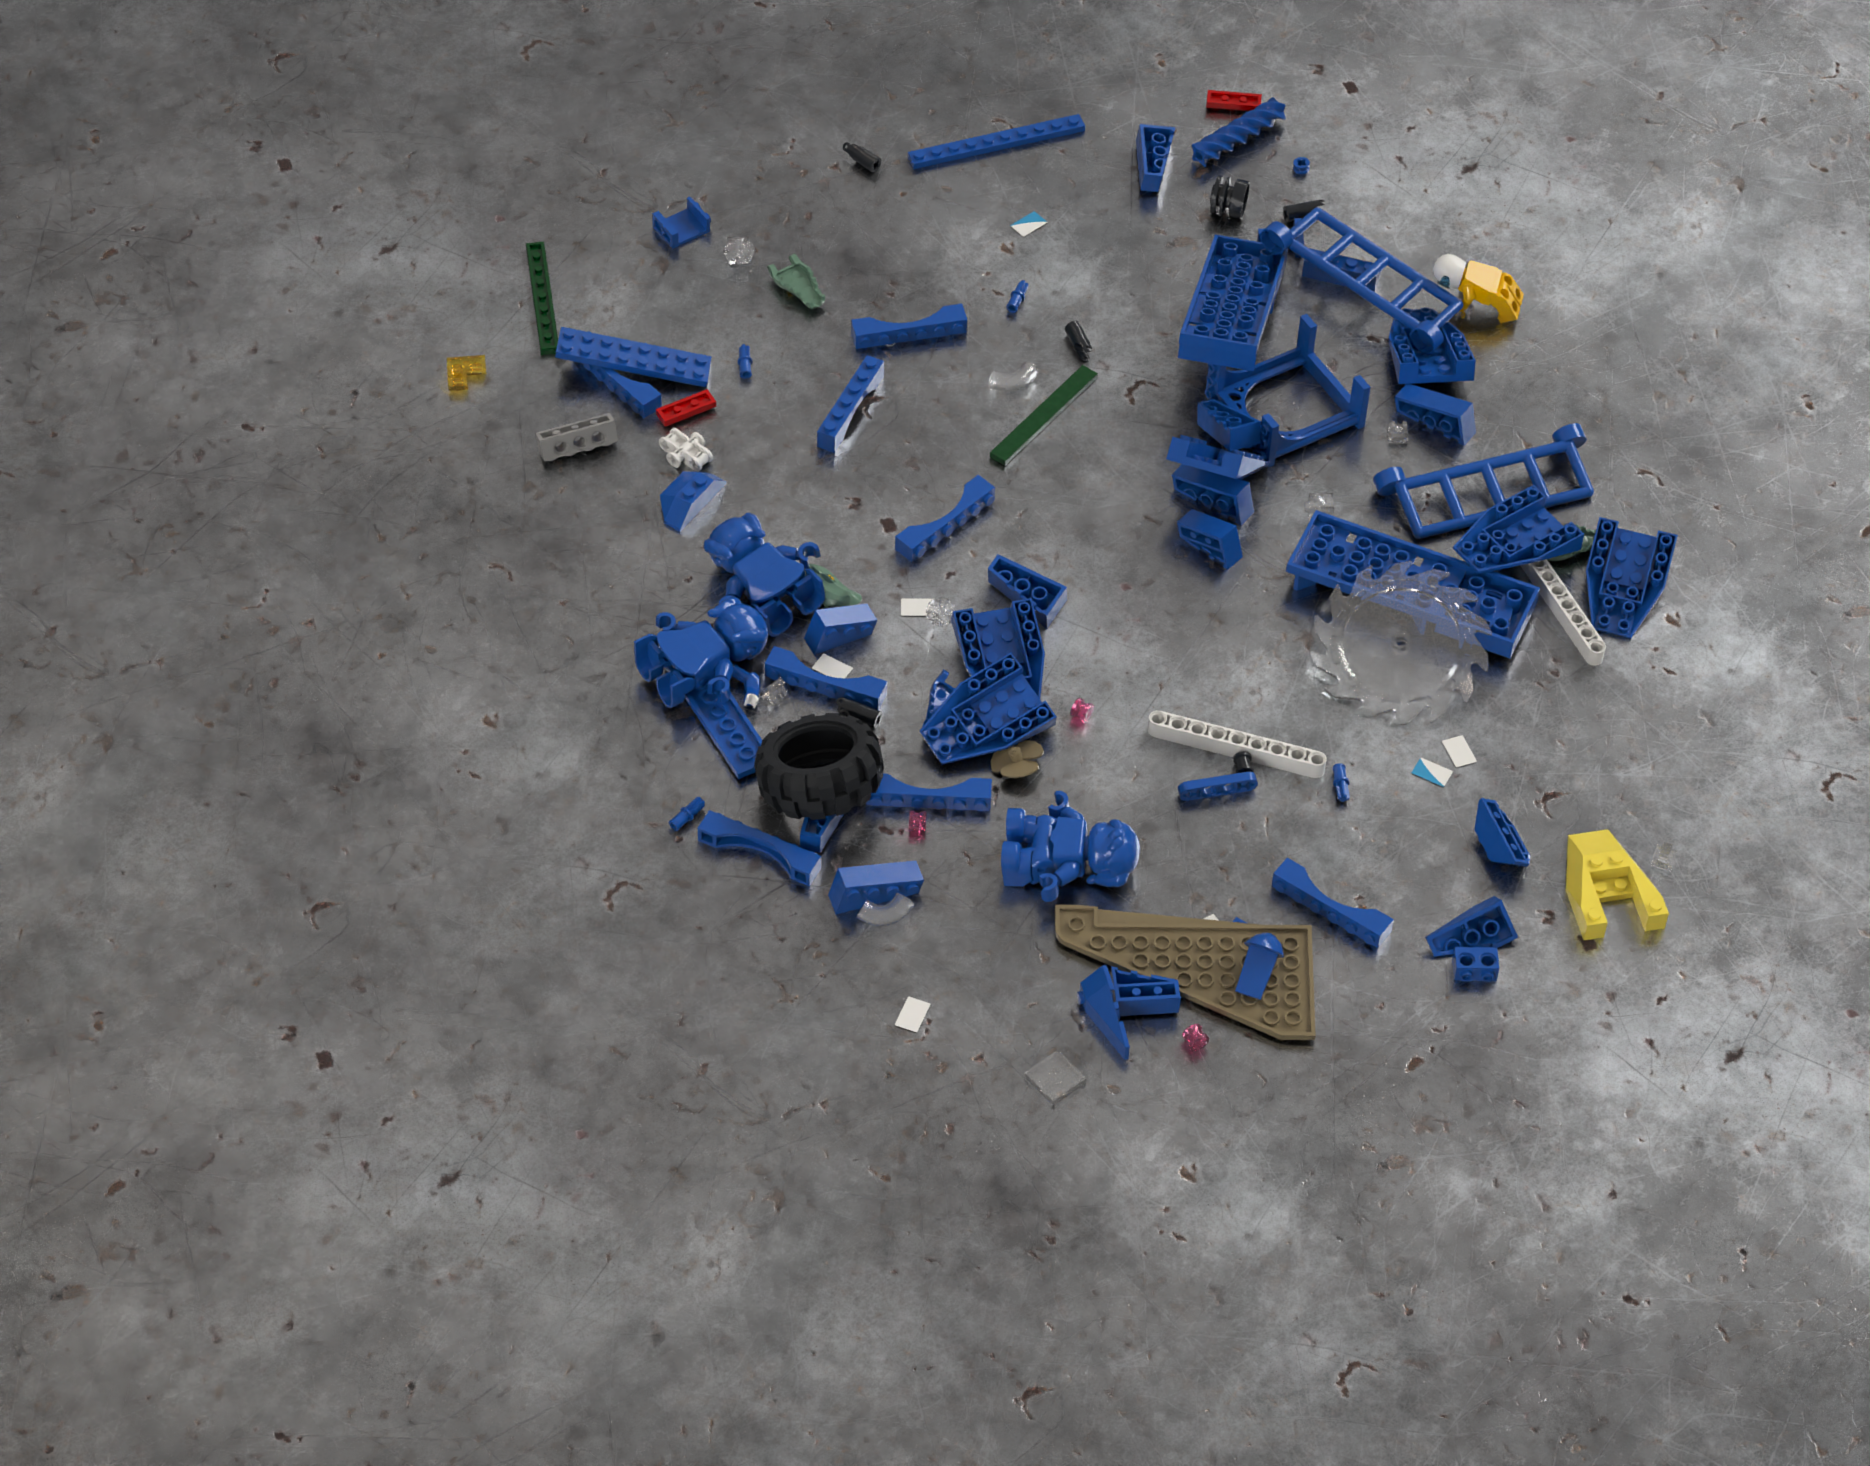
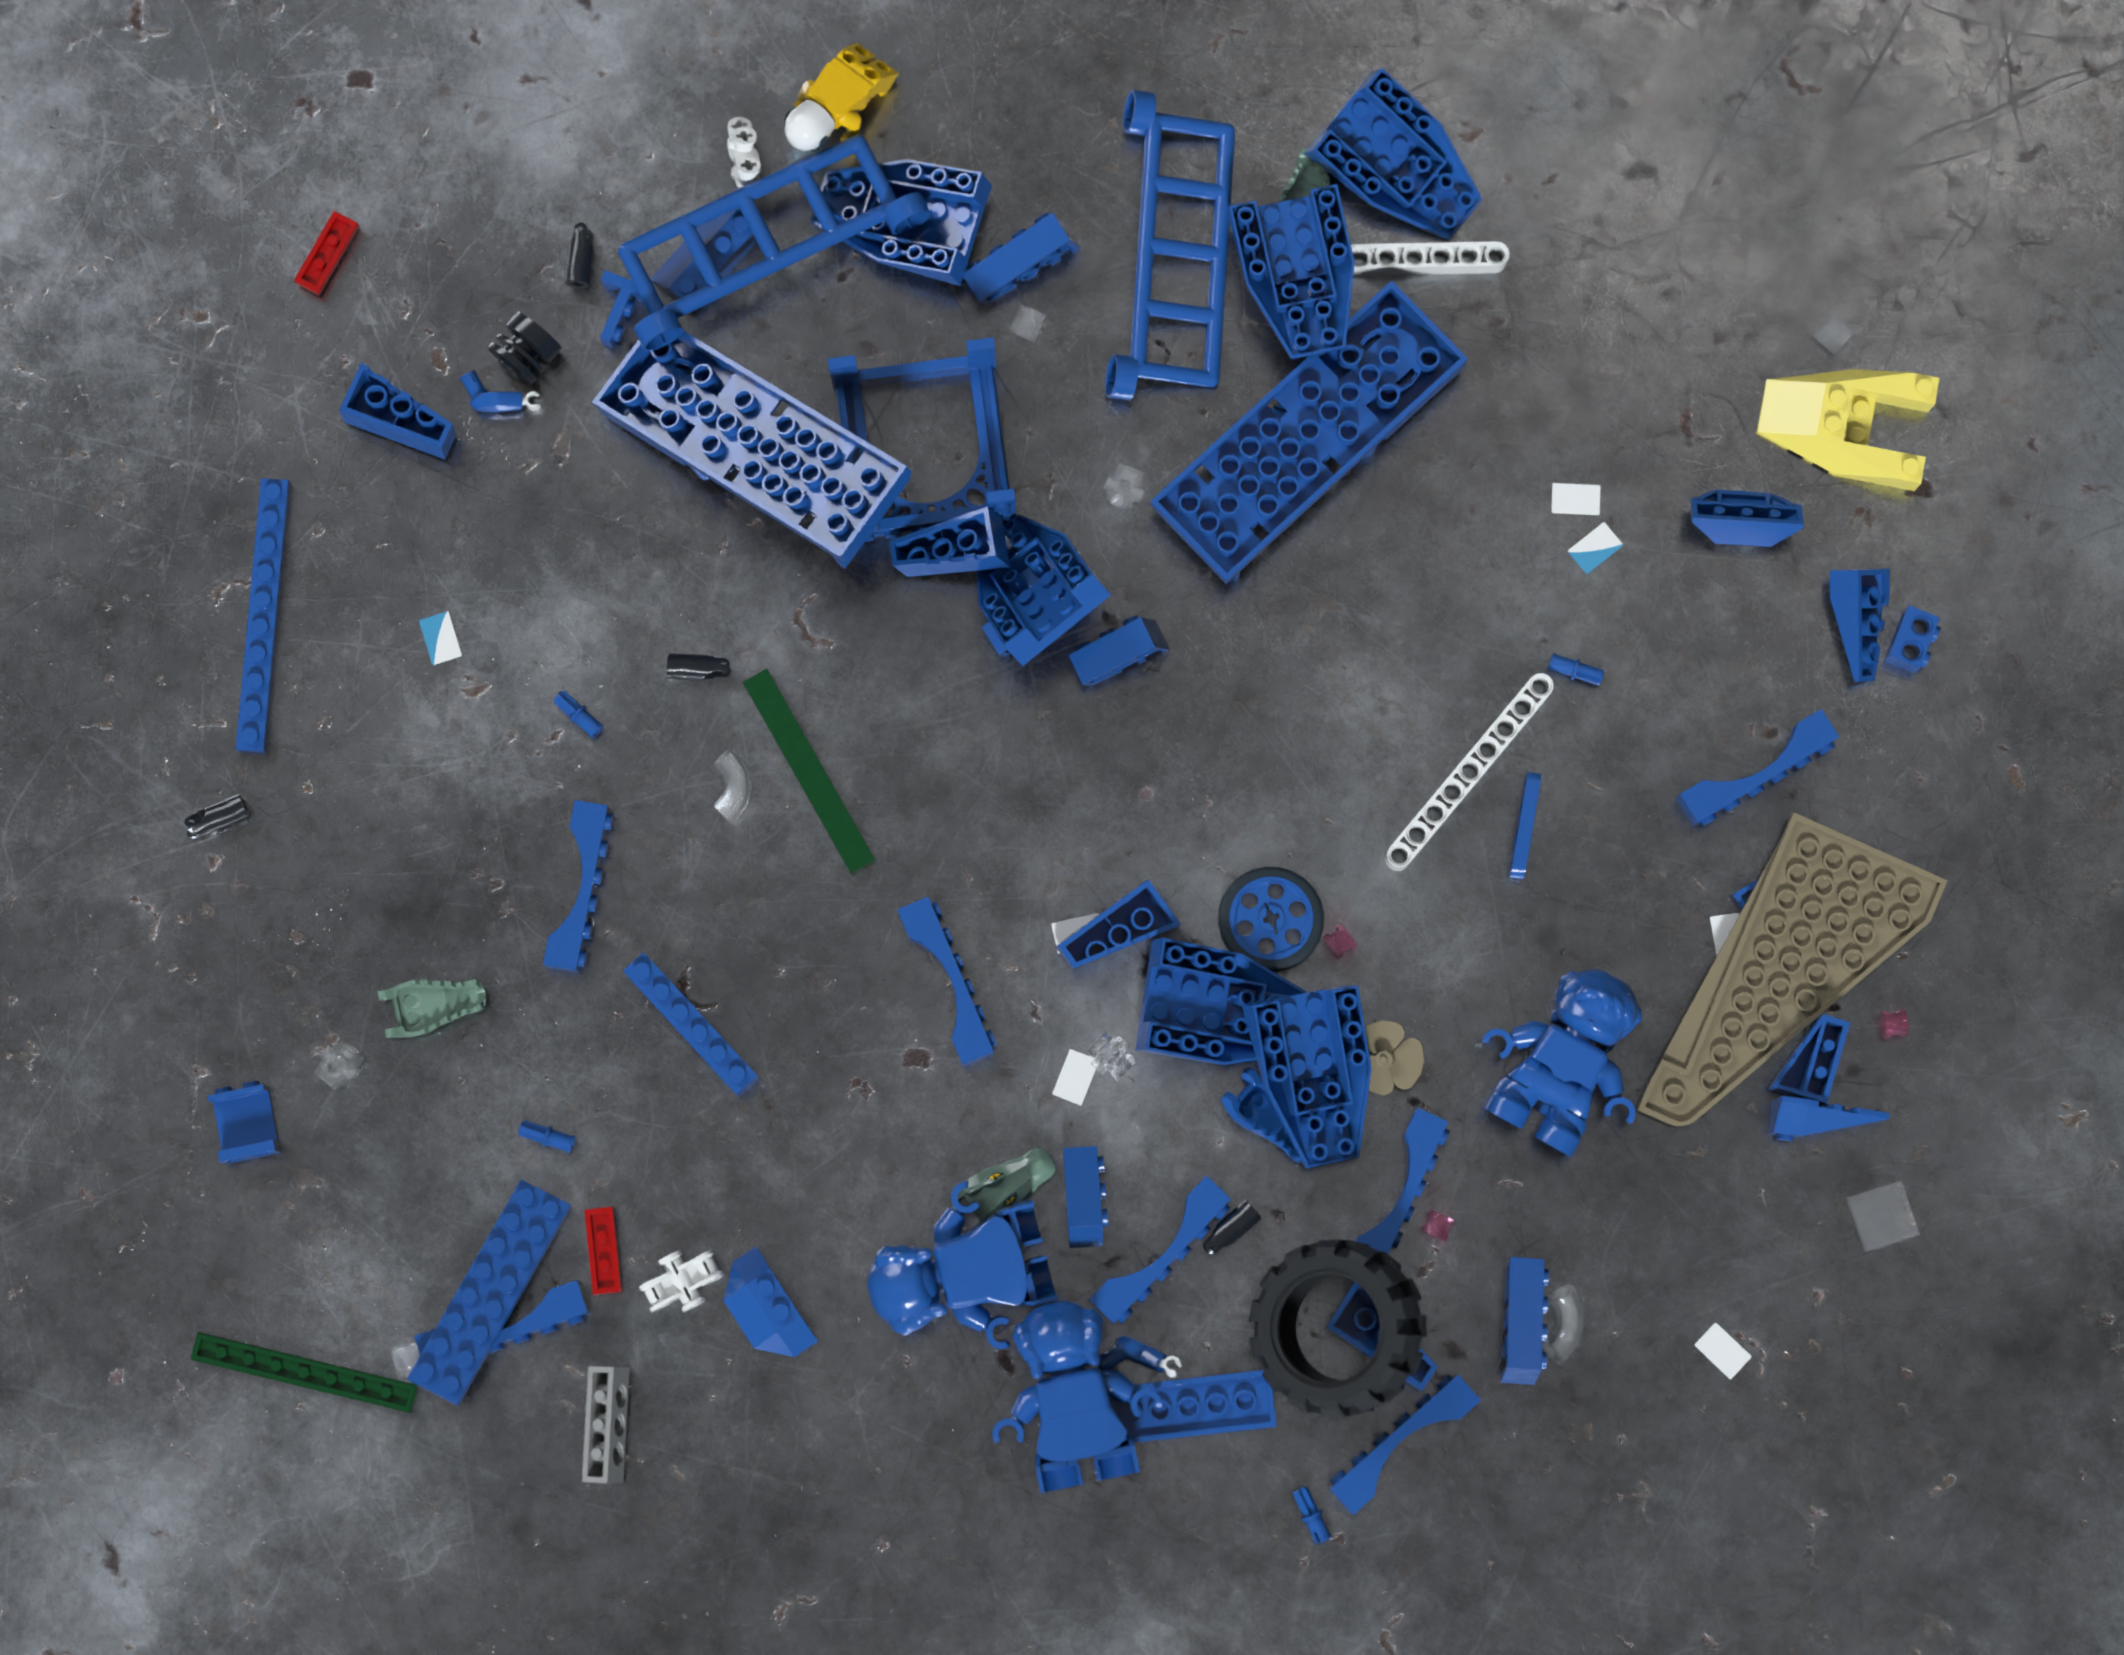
camera: 65 degrees left, 30 degrees up
(460, 367) = (398, 1536): clear yellow plate -> none
(770, 692) = (1150, 1326): clear tile -> none
(831, 667) = (1135, 1231): white sticker -> none
(1071, 651) = (1295, 890): none -> wedge
(1191, 201) = (490, 401): none -> blue arm
(1238, 131) = (396, 281): blue piece -> none
(1242, 762) = (1504, 778): black bush -> none
(1258, 965) = (1828, 894): blue piece -> none
(1301, 169) = (493, 212): blue bush -> none
(1395, 676) = (1358, 484): clear piece -> none
(1419, 256) = (742, 152): none -> white axle

